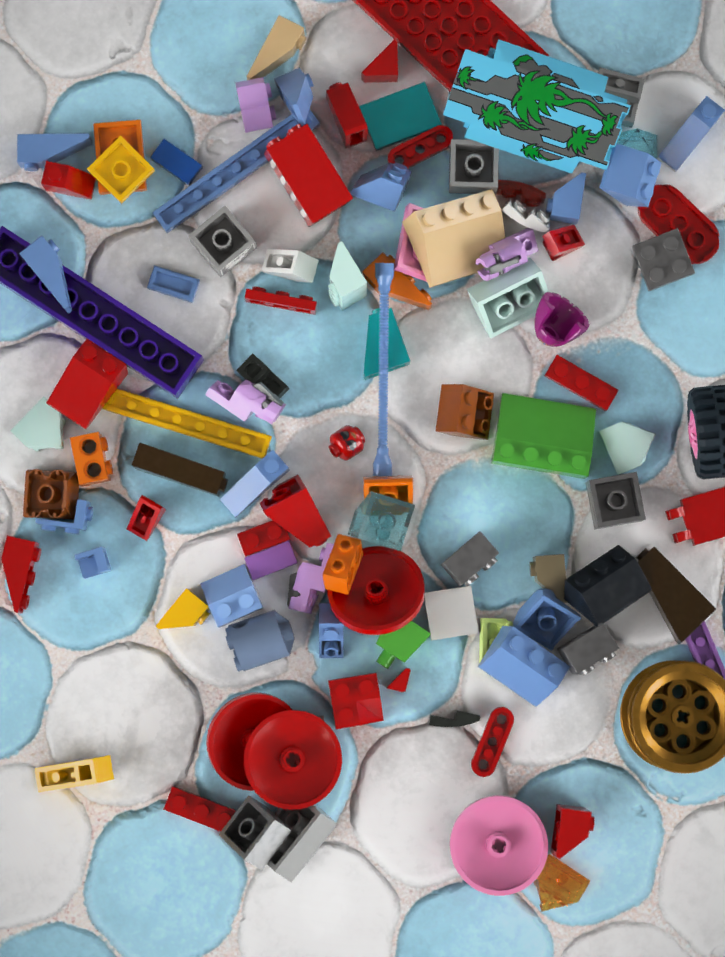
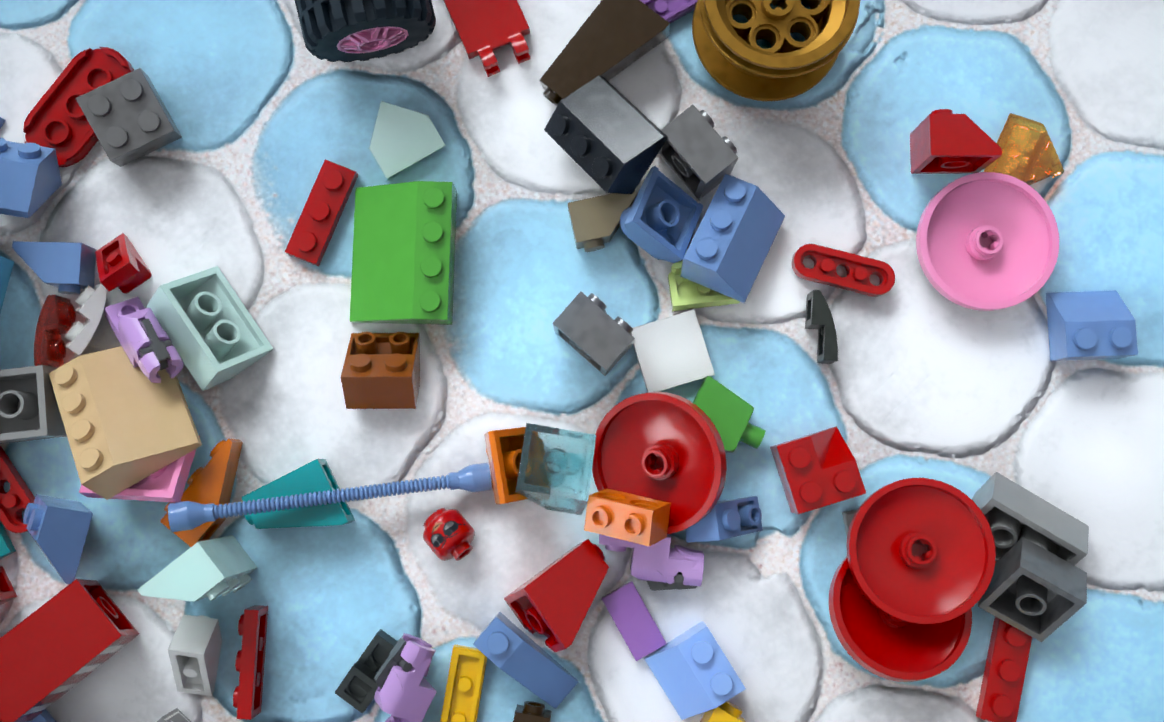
camera: 90 degrees left, 0 degrees up
(260, 640) = (754, 623): sand blue cylinder -> none
(262, 537) = (603, 639): red plate -> none
(401, 681) = (780, 409): red slope -> none
(430, 909) = (1089, 326): none -> medium blue slope
(558, 320) = (235, 255): magenta hair -> none
(615, 500) = (482, 141): flat silver brick -> none

